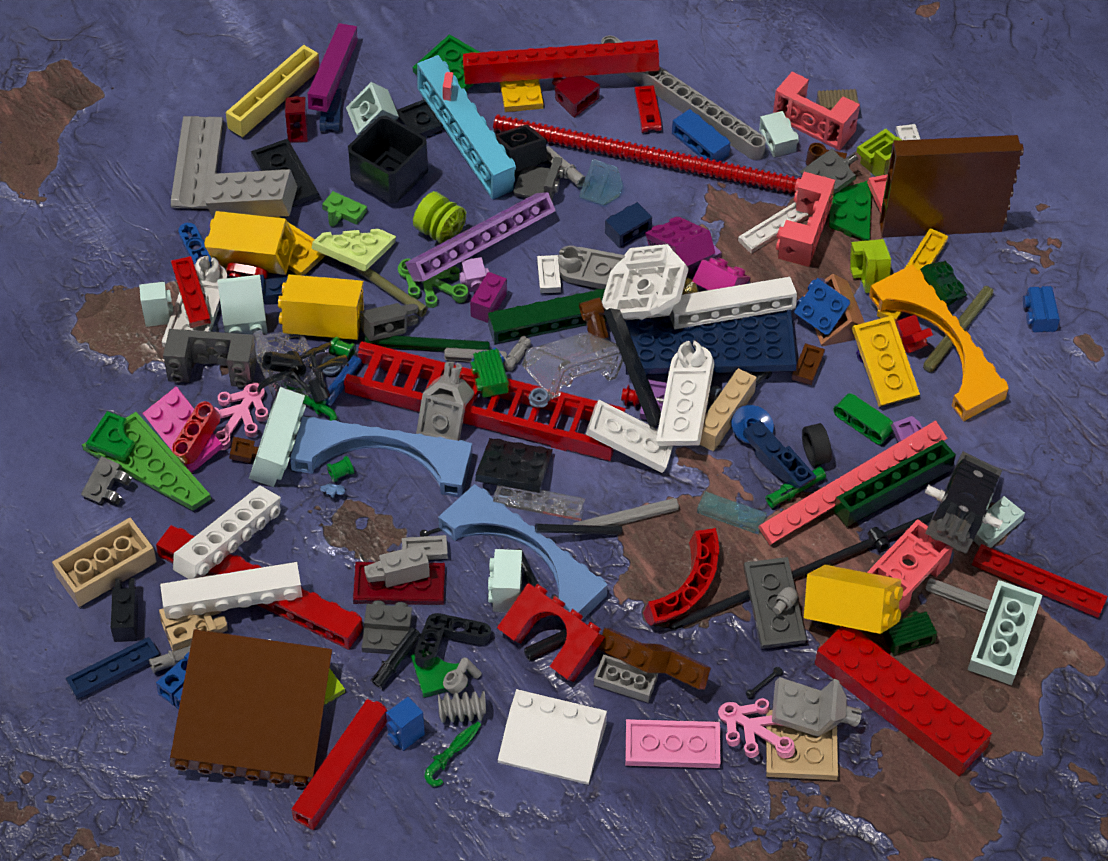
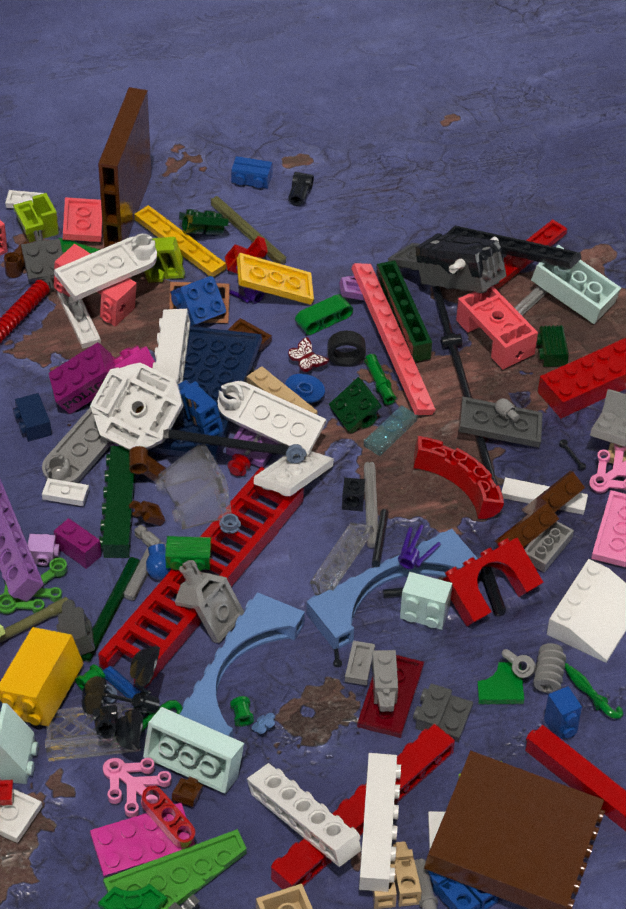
camera: 75 degrees left, 5 degrees down
(193, 346) = (72, 764): dark grey plate -> none
(389, 666) = (481, 709): black axle -> none
(441, 631) = (461, 670): black beam -> none
(514, 465) = (290, 568): black plate -> none
(542, 336) = (148, 511): none -> reddish brown plate
(551, 552) = (409, 555): none -> dark purple plant
(627, 494) = (353, 494): none -> black brick
(648, 430) = (293, 450): none -> sand blue plate
(666, 336) = (200, 408): none -> blue hips
(694, 647) = (527, 492): none -> white tile
(743, 472) = (356, 406): none -> dark green plate
(776, 457) = (334, 383): dark blue slope -> none
(797, 415) = (305, 356): none -> dark red animal
(813, 212) = (107, 266): none -> white plate
(853, 599) = (527, 359): yellow brick -> none
(911, 294) = (316, 230): light orange arch -> none
(1025, 557) = (524, 249): none -> black tile
(1047, 355) = (300, 186): none -> black piece

